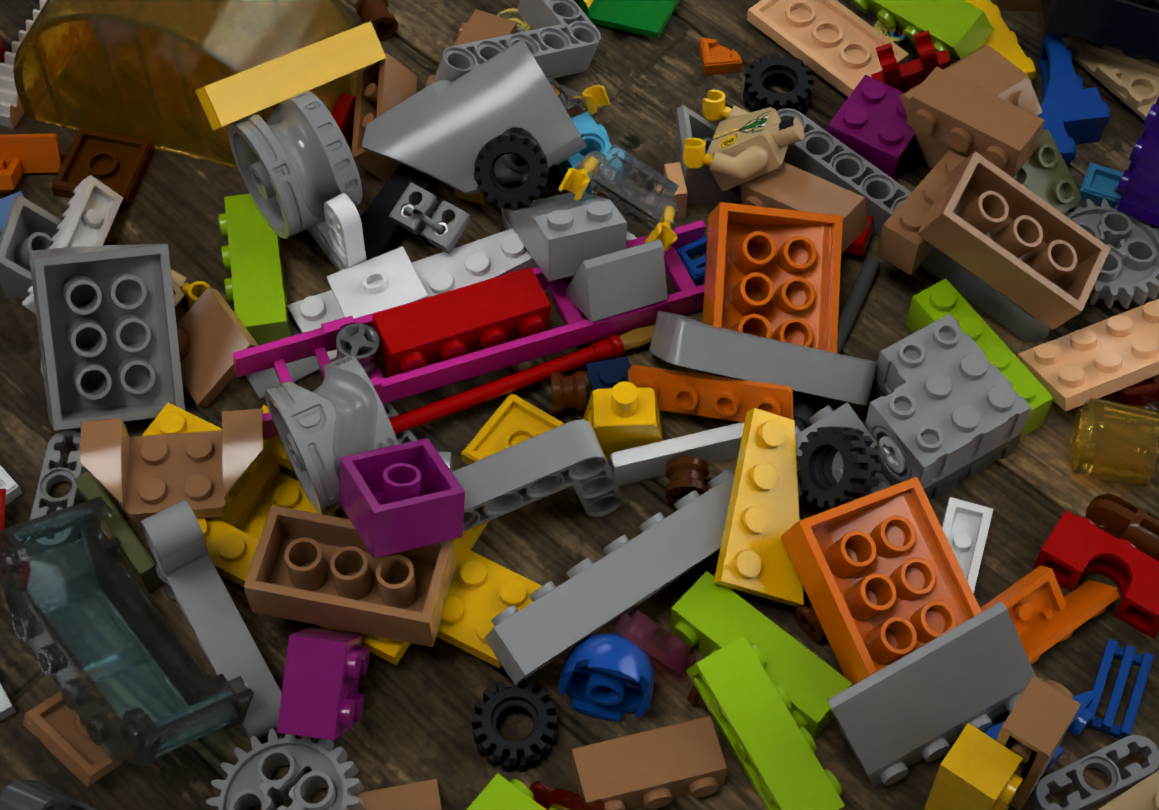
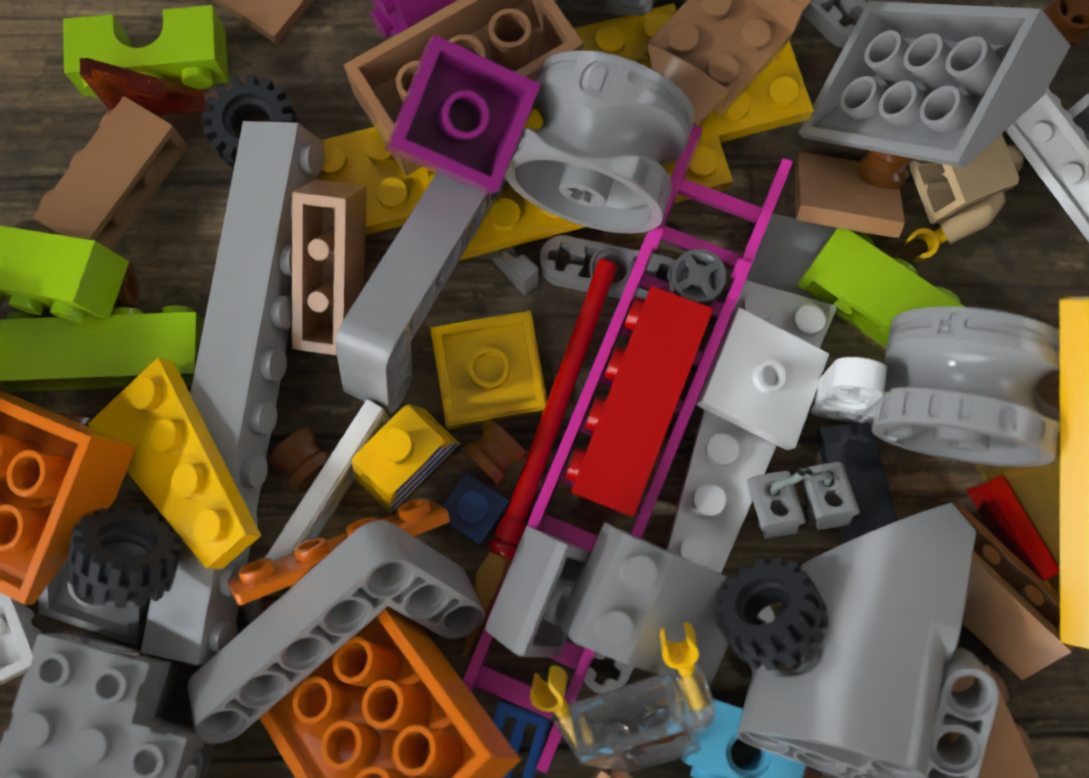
camera: 135 degrees right, 20 degrees up
(555, 545) = (326, 260): none -> medium nougat brick
(608, 677) = (191, 212): blue cylinder -> none
(642, 632) = (184, 270): clear pink plate -> none

